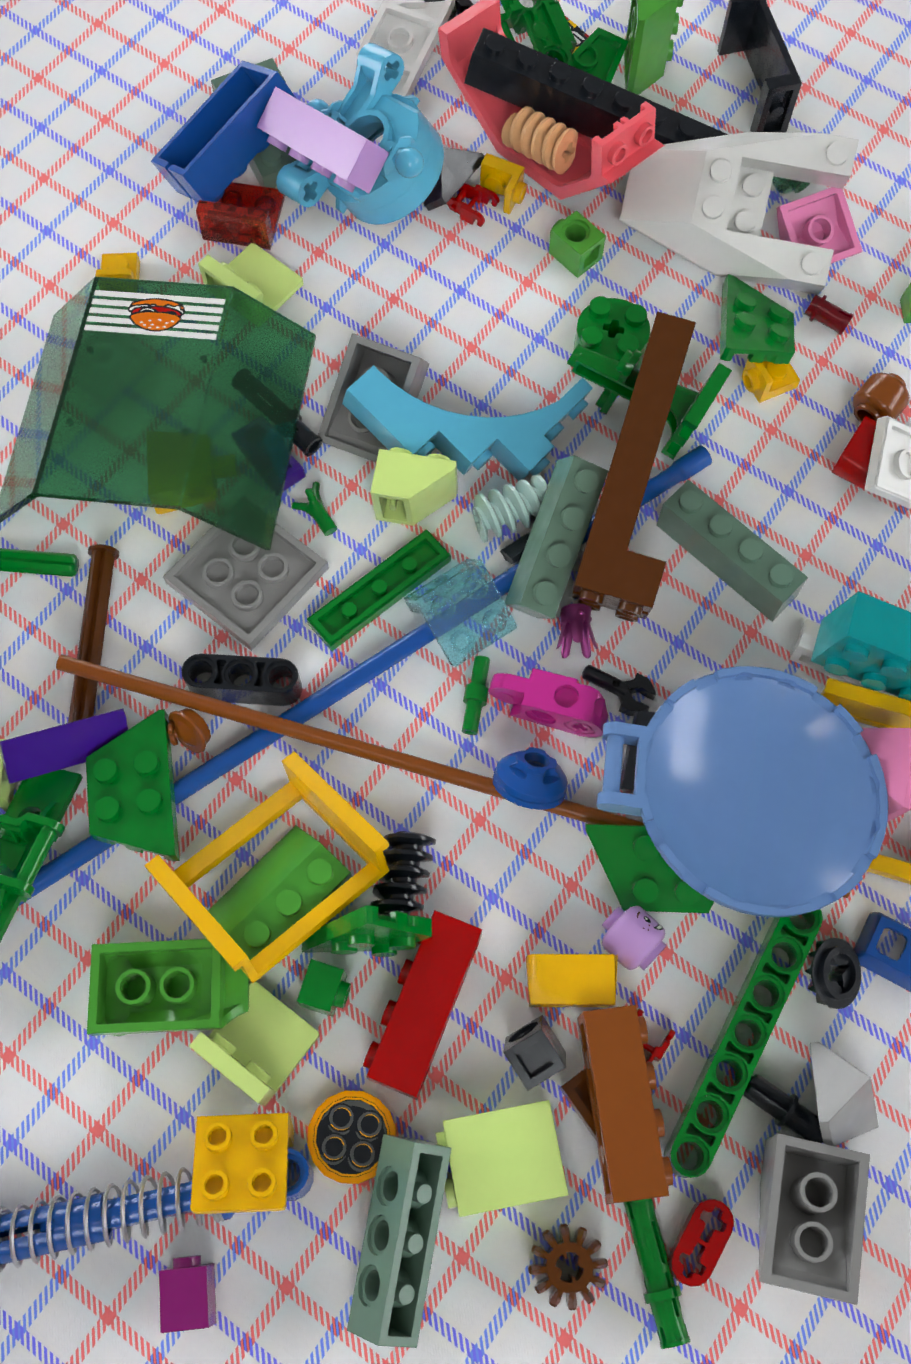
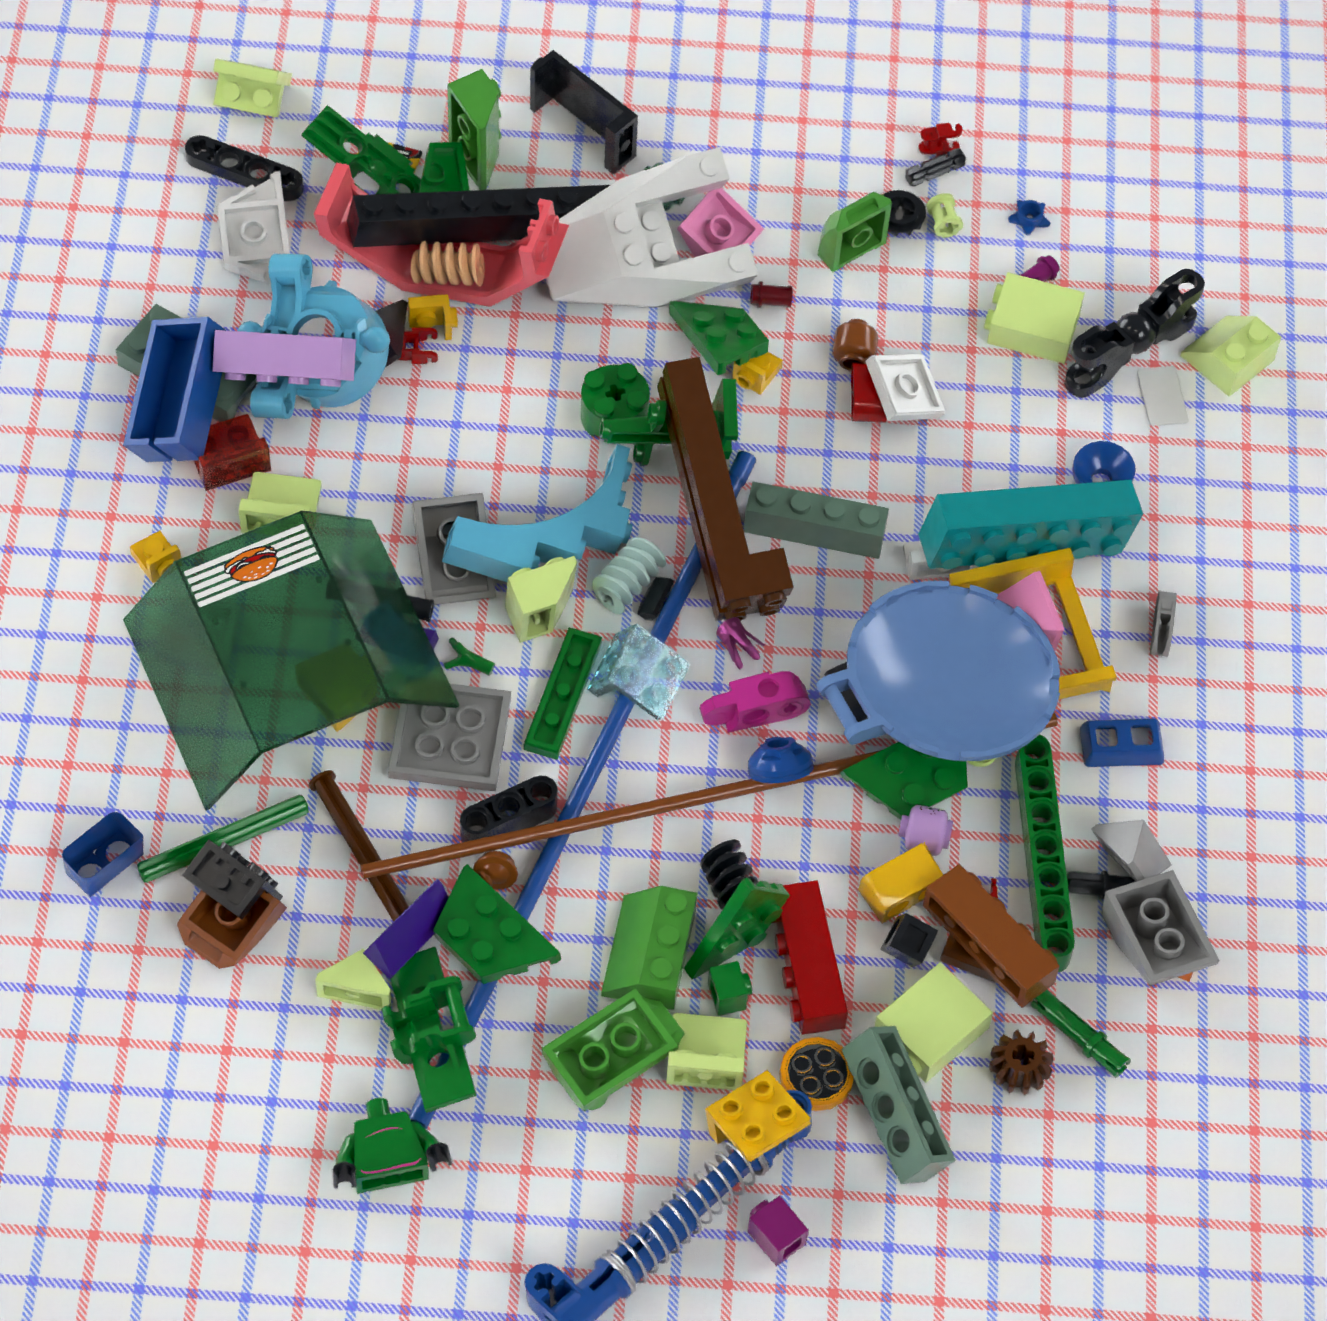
camera: 35 degrees left, 10 degrees down
(334, 810) = (643, 859): yellow piece -> none
(475, 695) = (694, 729): green bar -> none
(556, 537) = (682, 577): sand green brick -> none
(576, 243) = (530, 337): bright green brick -> none
(622, 689) = (802, 666): black bar -> none
(711, 1247) = (1107, 999): red beam -> none
(845, 978) = (1090, 782): black gear -> none

